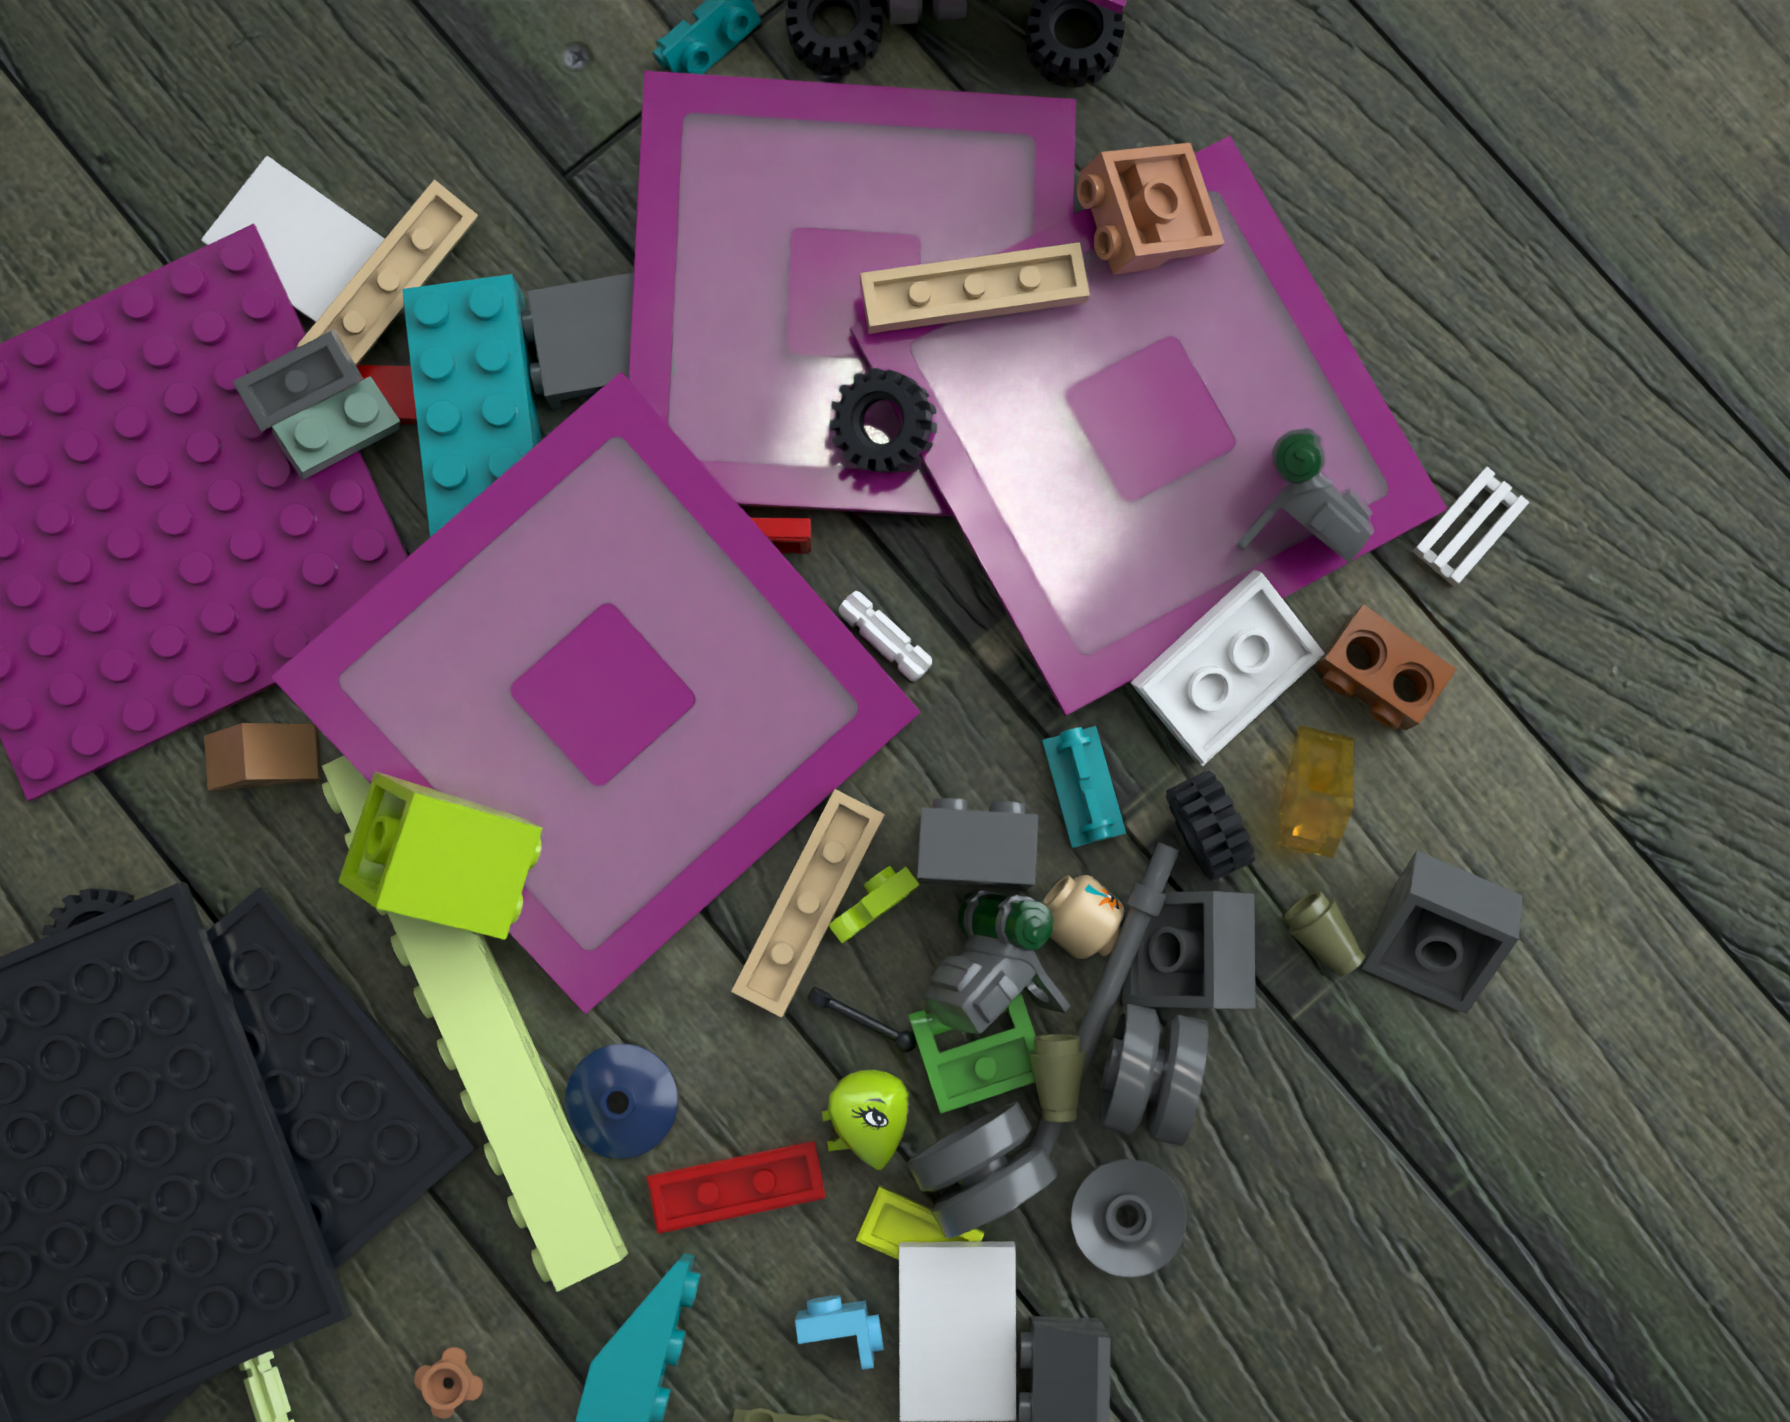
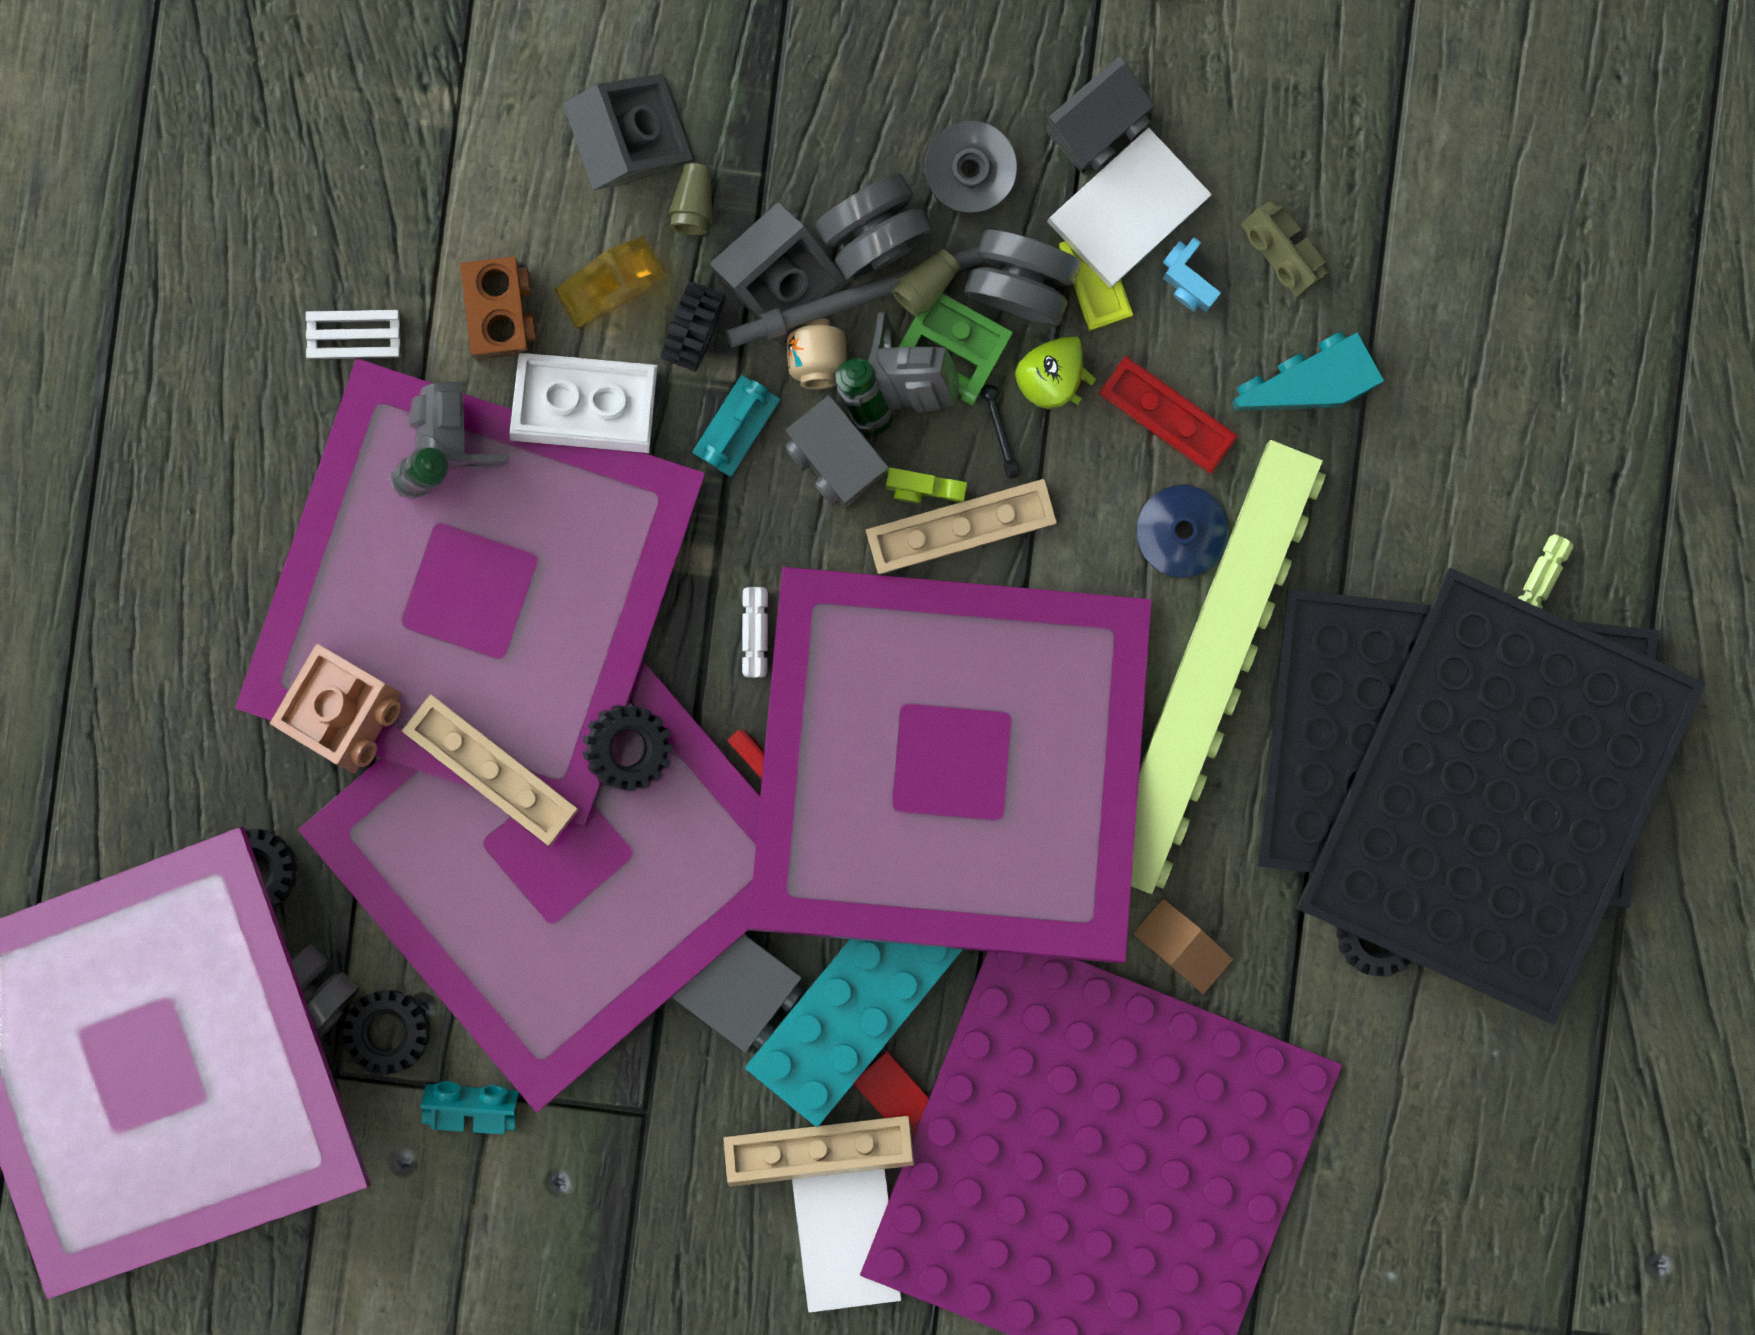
camera: 135 degrees left, 5 degrees up
(298, 380) = (933, 1136): dark grey plate -> none
(336, 428) = (940, 1089): sand green plate -> none
(431, 1383) = (1448, 472): nougat plate -> none
(440, 857) = (1137, 762): lime slope -> none

